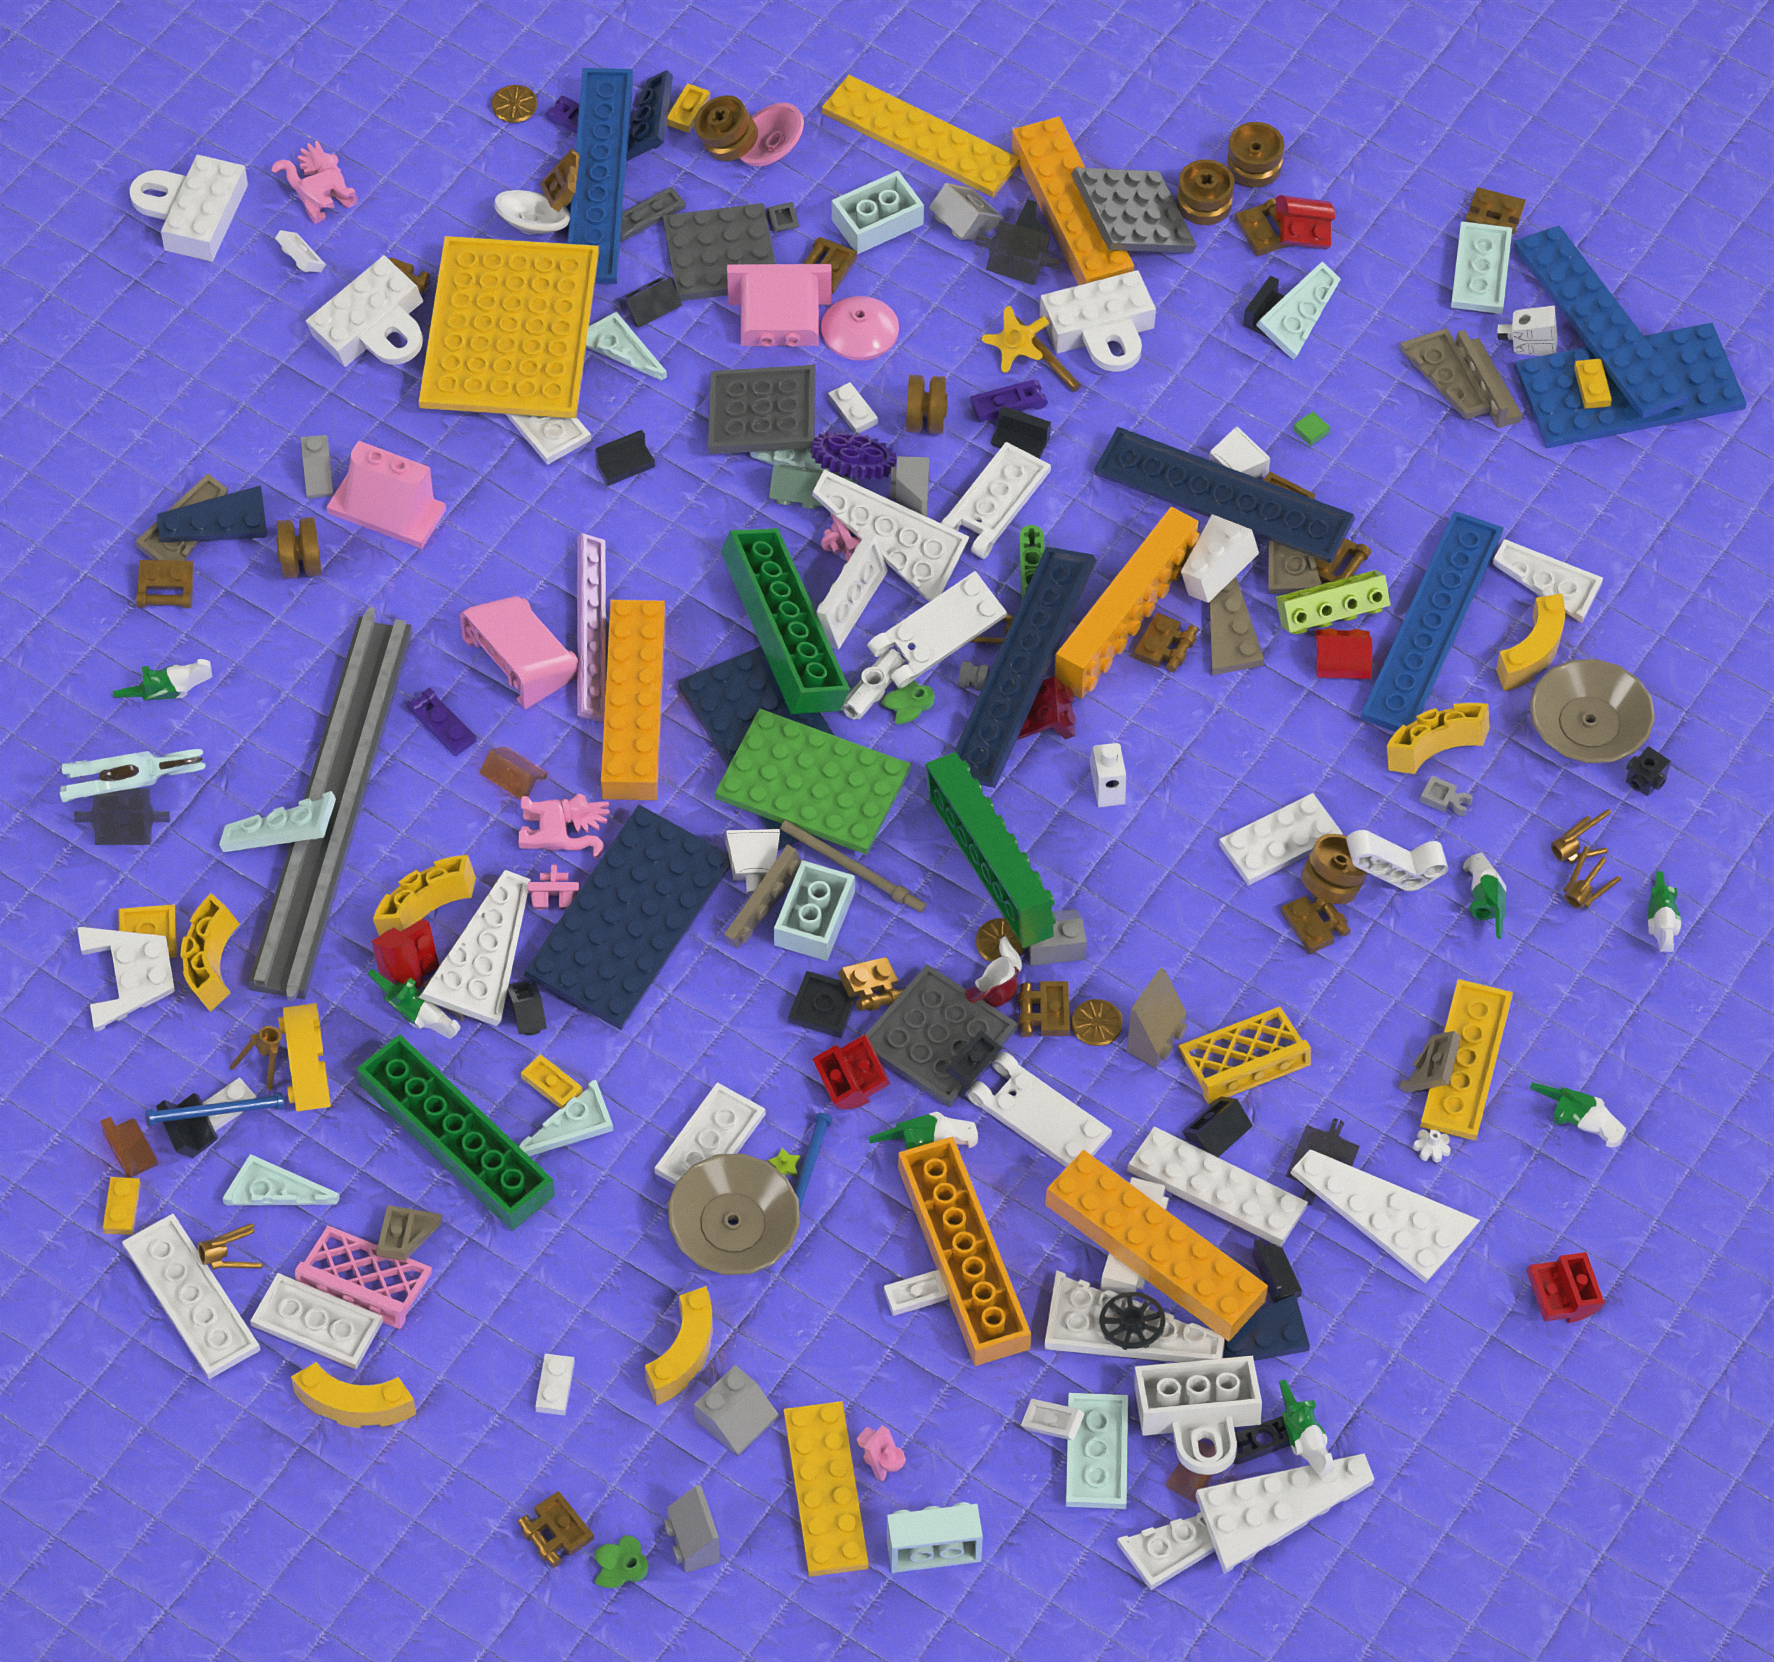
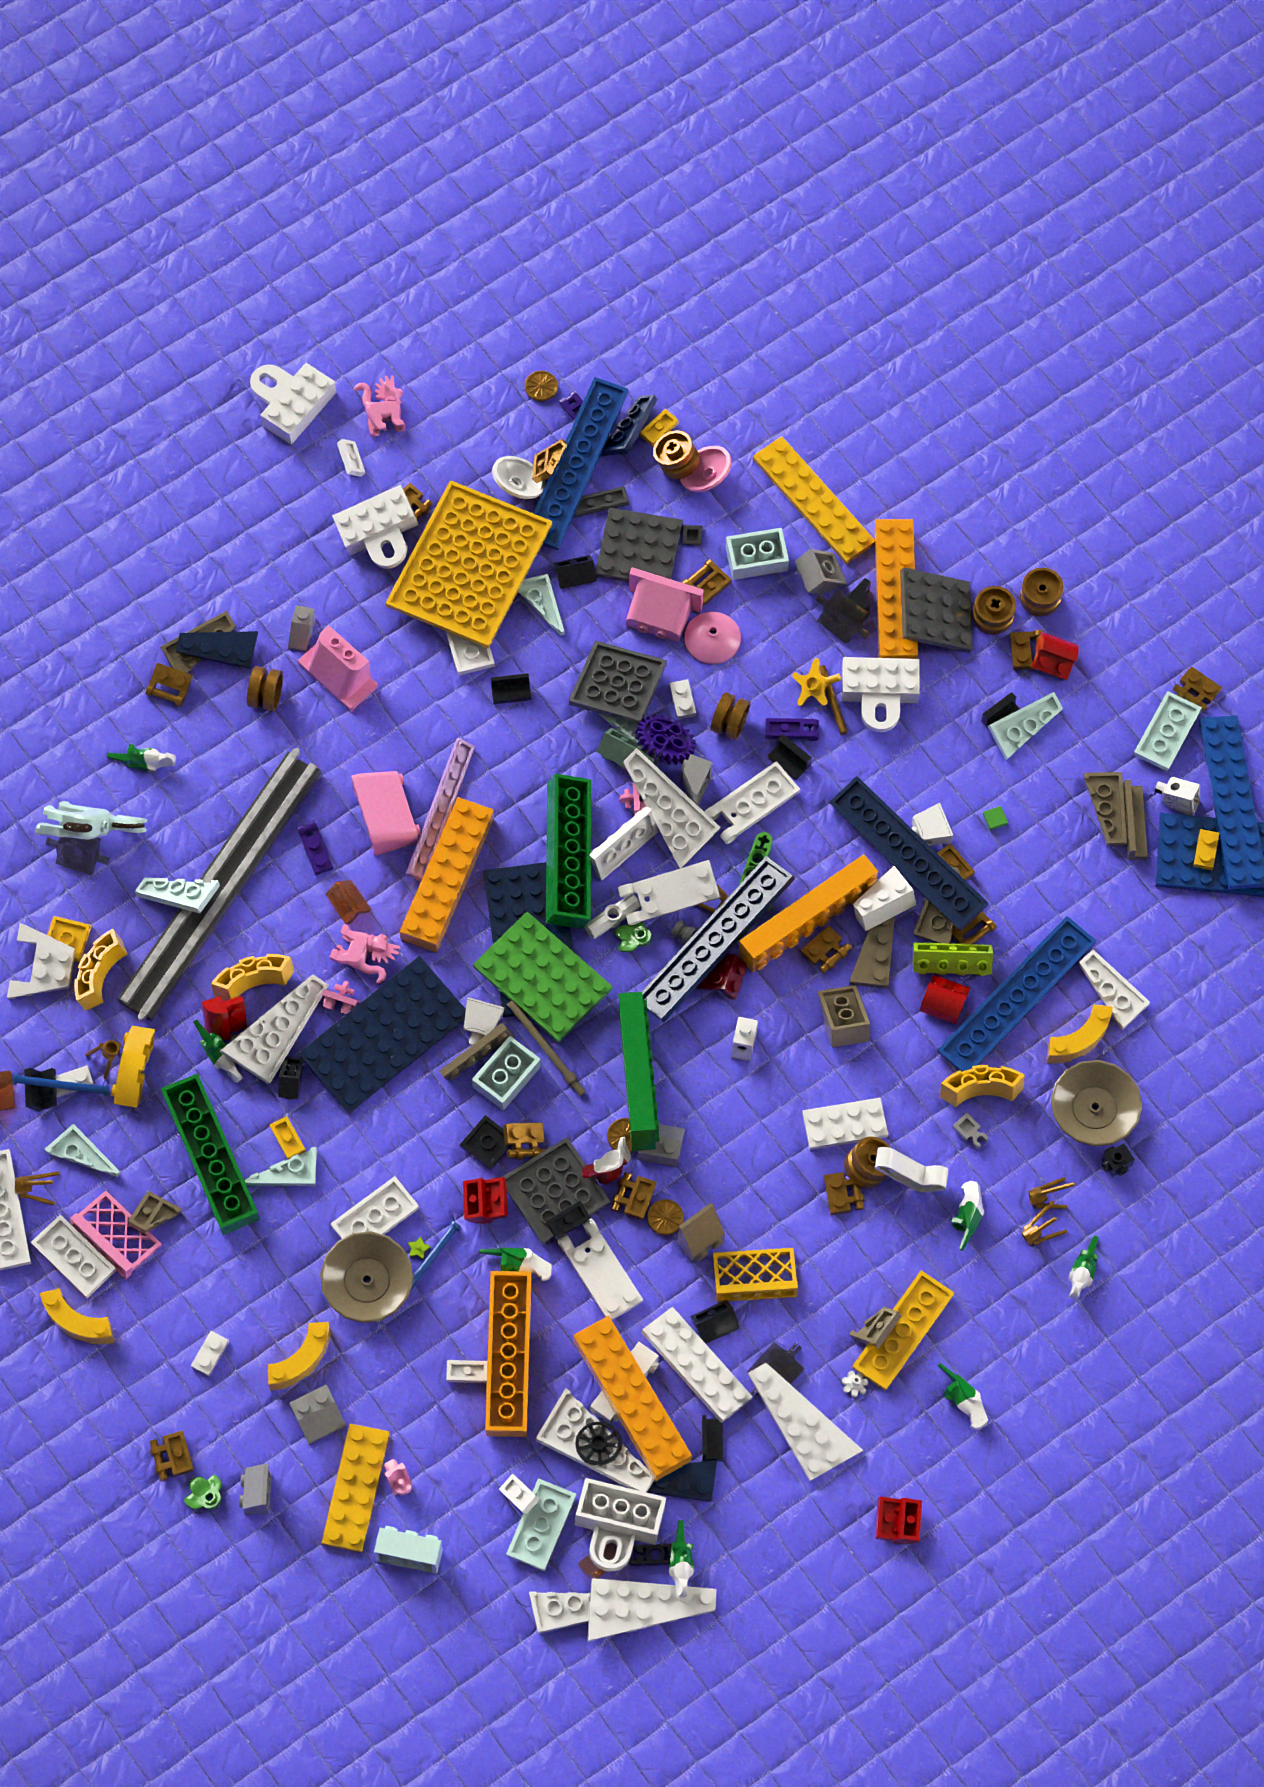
camera: 20 degrees right, 10 degrees up
(1225, 711) = (844, 1016): none -> dark tan slope

